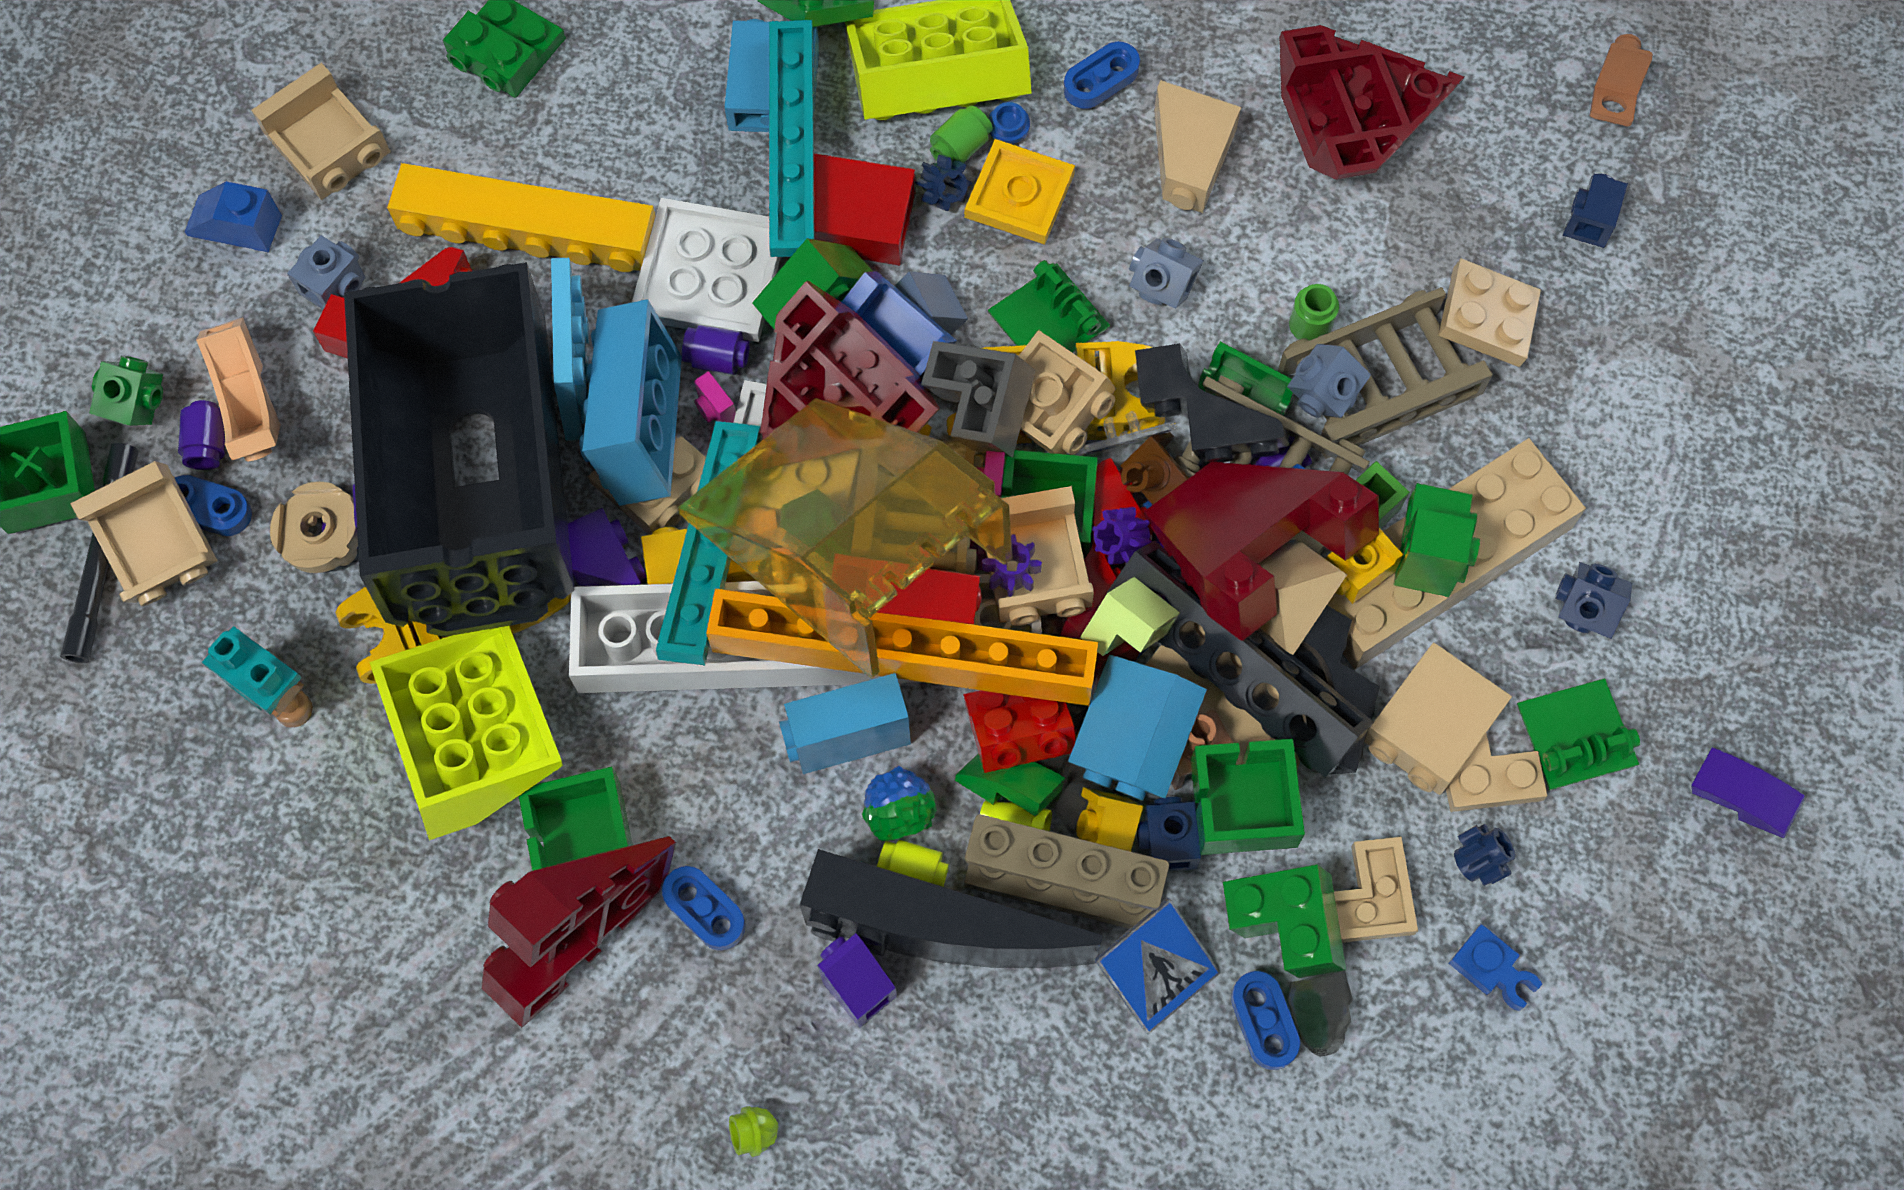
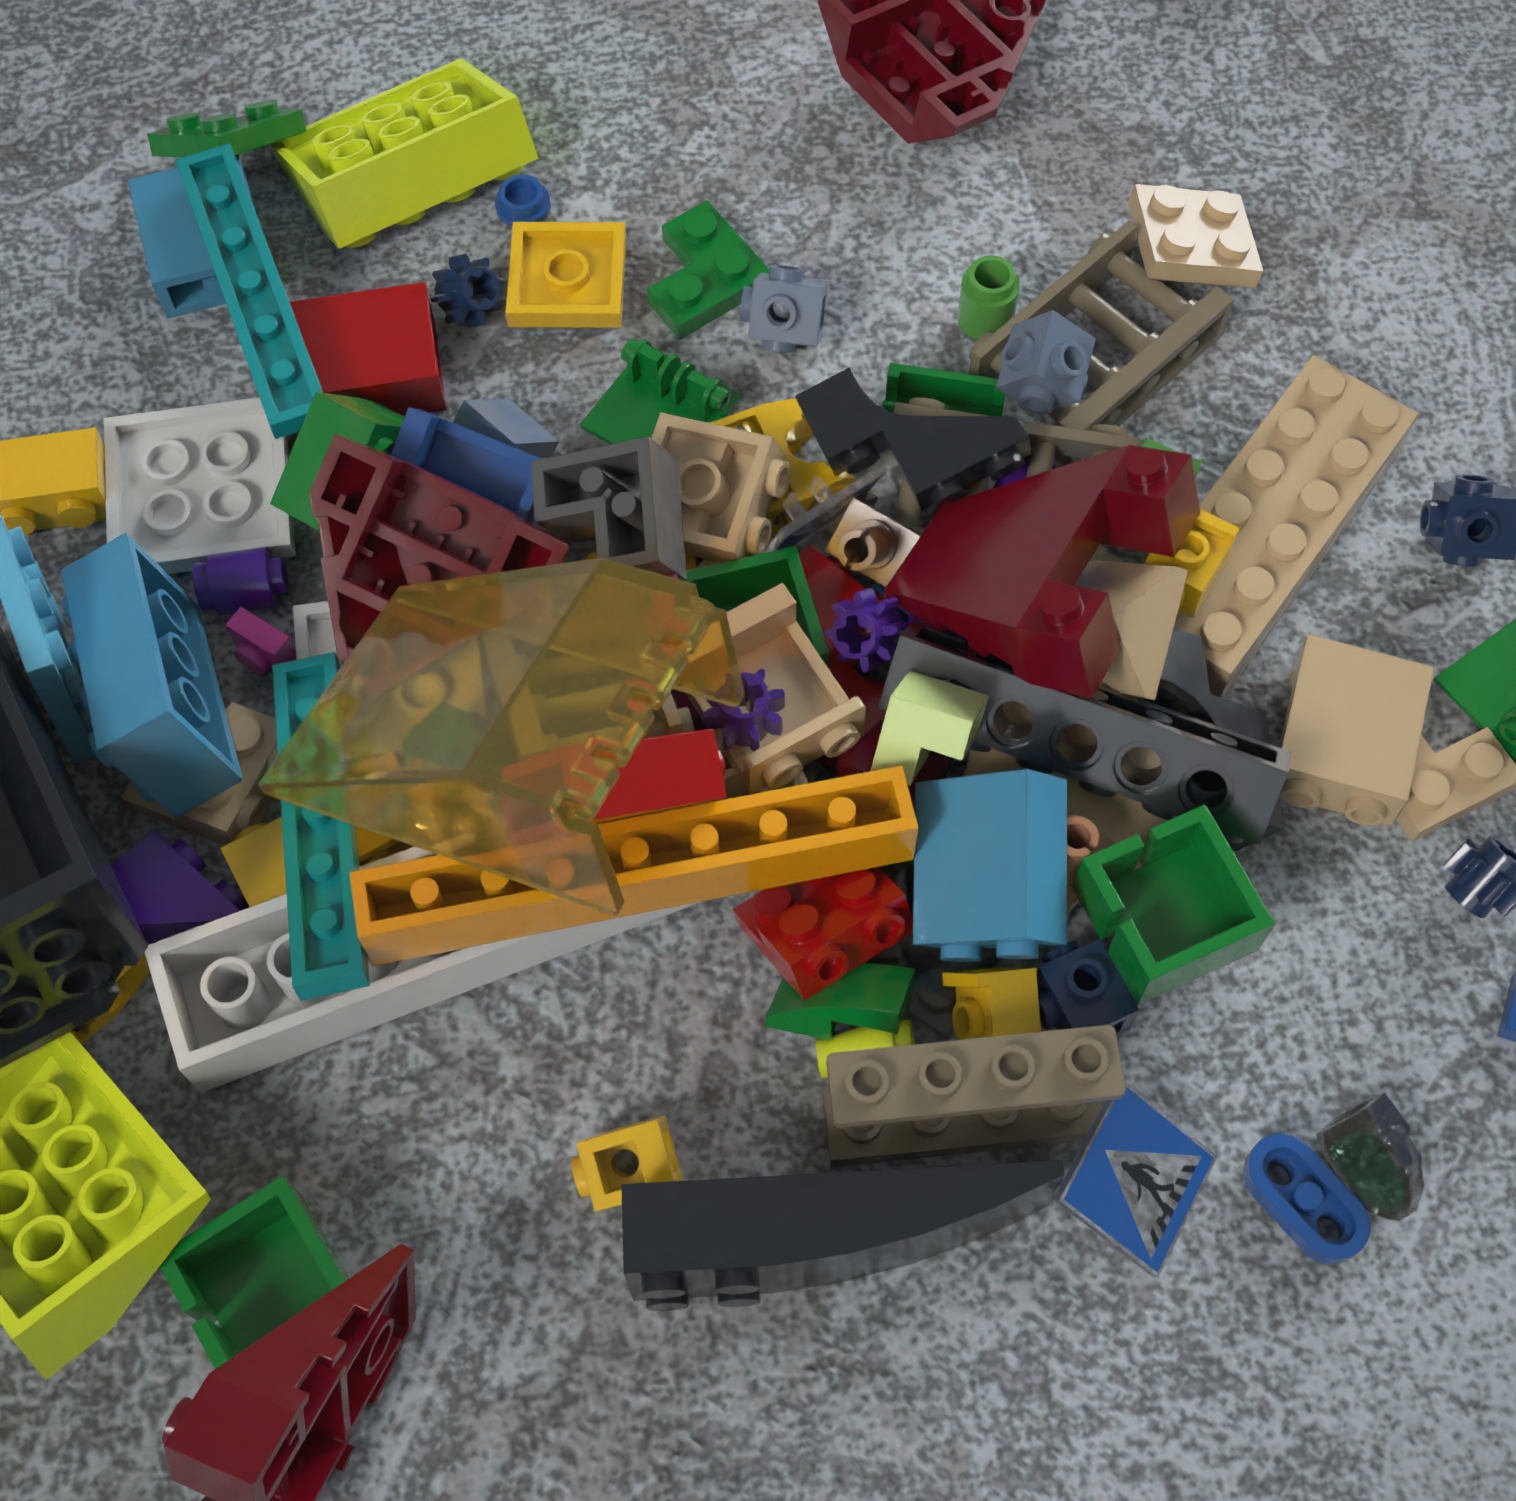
camera: 20 degrees left, 5 degrees down
(705, 909) = (484, 1331): blue plate -> none
(812, 830) = (596, 1168): none -> yellow brick
(846, 724) = (593, 1000): dark azure brick -> none
(855, 979) = (736, 1350): dark purple slope -> none
(898, 804) = (703, 1086): piece -> none
(914, 861) = (753, 1155): neon yellow brick -> none
(961, 134) = (469, 228): bright green brick -> none
(1099, 77) = (607, 122): blue plate -> none
(1128, 225) = (713, 275): none -> green plate
(1191, 143) = (754, 156): tan slope -> none
(1299, 908) = (1289, 1027): green brick -> none
(1383, 898) = (1382, 989): tan plate -> none
(1437, 540) = (1276, 499): green brick -> none
(1596, 210) = (1265, 89): dark blue brick -> none

